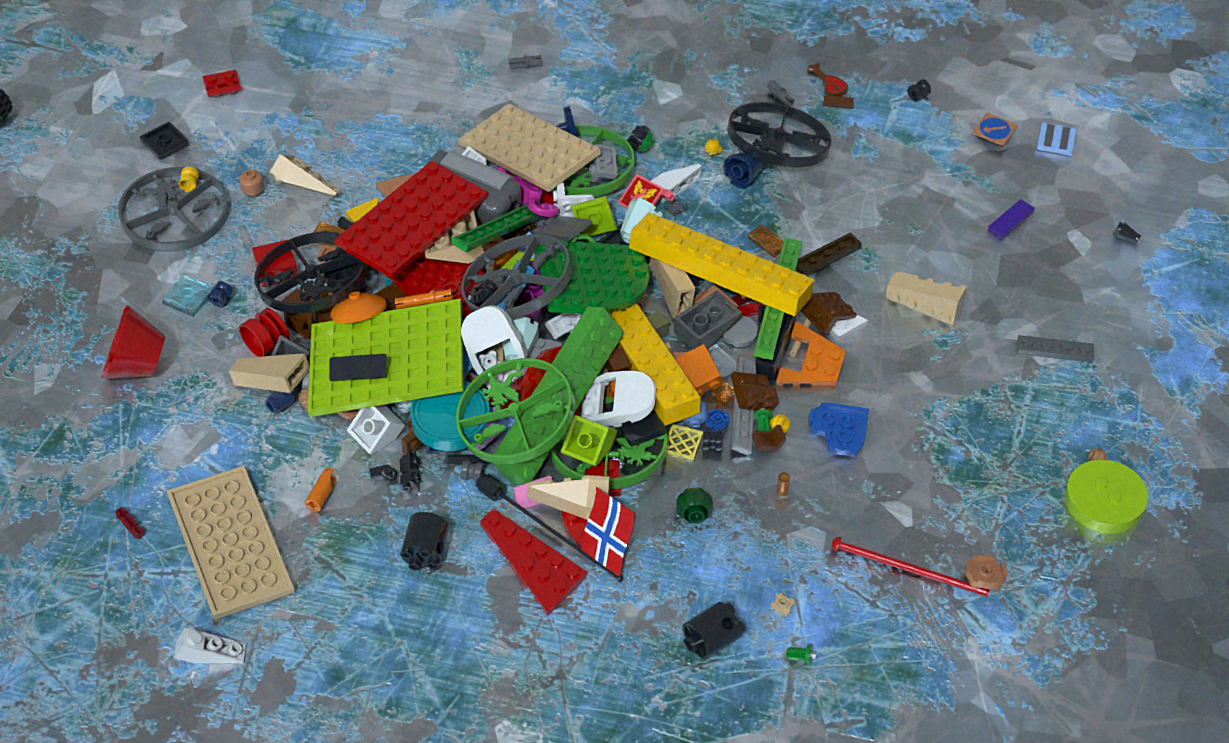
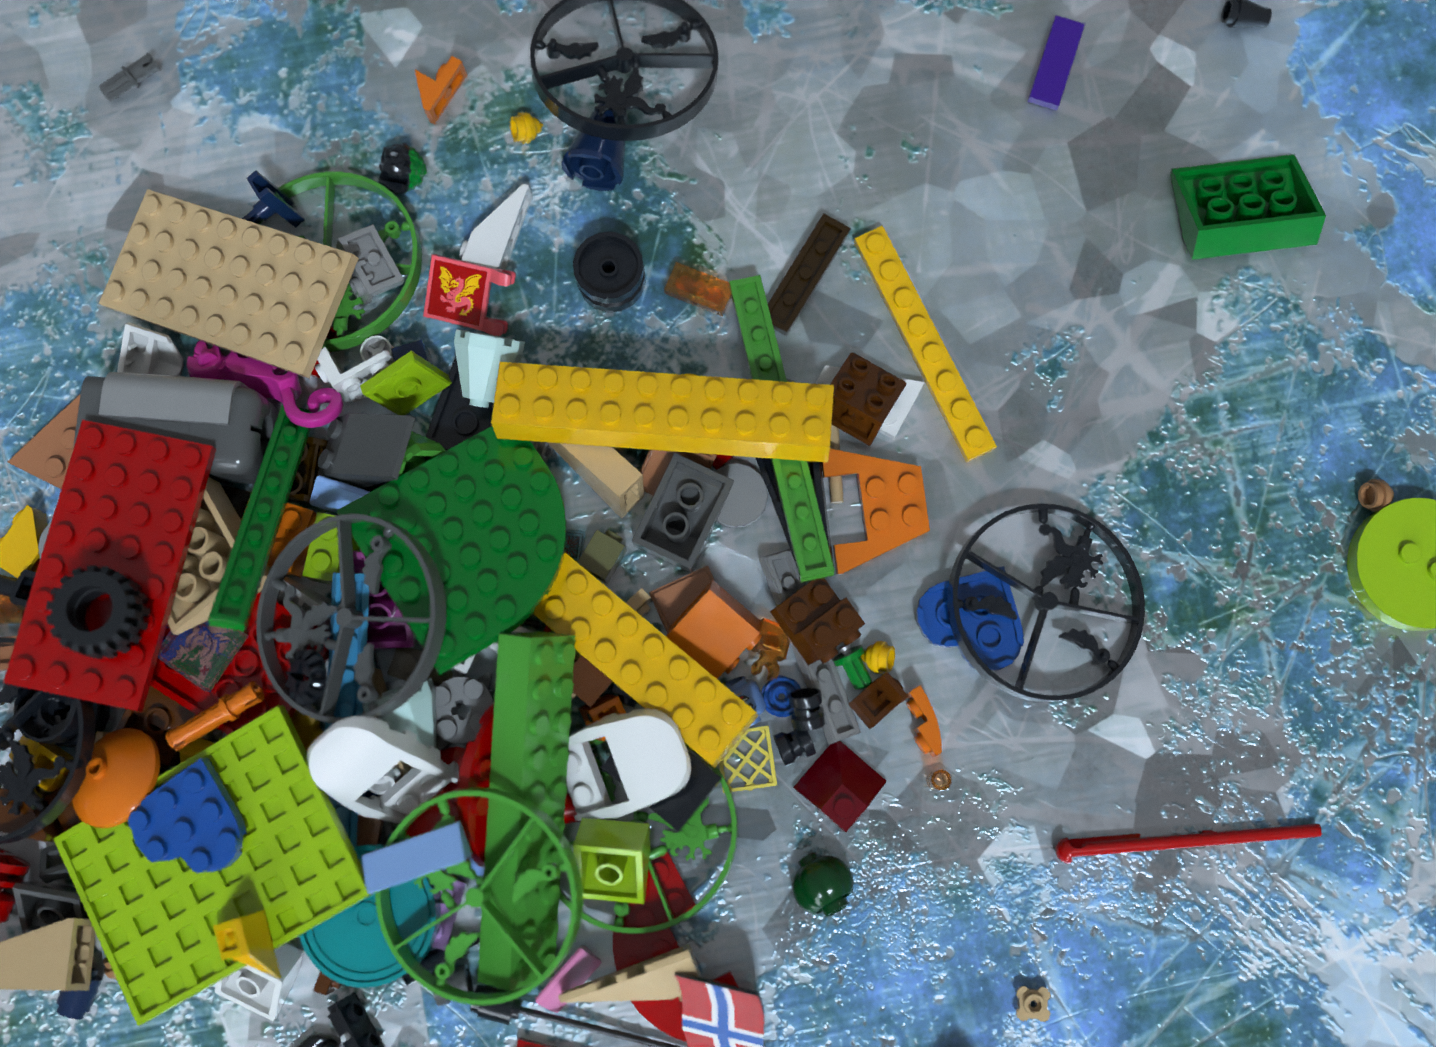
camera: 20 degrees left, 30 degrees up
(358, 367) = (179, 918): black slope -> none
(387, 384) = (248, 942): none -> yellow slope
(388, 331) = (190, 820): none -> blue plate
(399, 223) = (72, 603): none -> black tyre
(432, 274) = (202, 652): none -> tile
(493, 381) = (415, 857): none -> light blue slope
(676, 206) = (525, 279): clear light blue tile -> none
(679, 118) = (439, 92): none -> orange slope
(724, 214) = (613, 254): none -> black wheel
(727, 422) = (806, 709): none -> black wheel
(728, 472) = (840, 785): none -> dark red slope
(789, 456) = (928, 733): none -> orange slope
(876, 307) = (924, 344): none -> yellow plate
(909, 421) = (1078, 561): none -> black piece
(927, 296) = (998, 296): tan wedge -> none
(995, 574) = (1298, 820): nougat plate -> none
(1055, 348) = (1228, 301): dark grey plate -> none
(1084, 312) = (1246, 207): none -> green slope

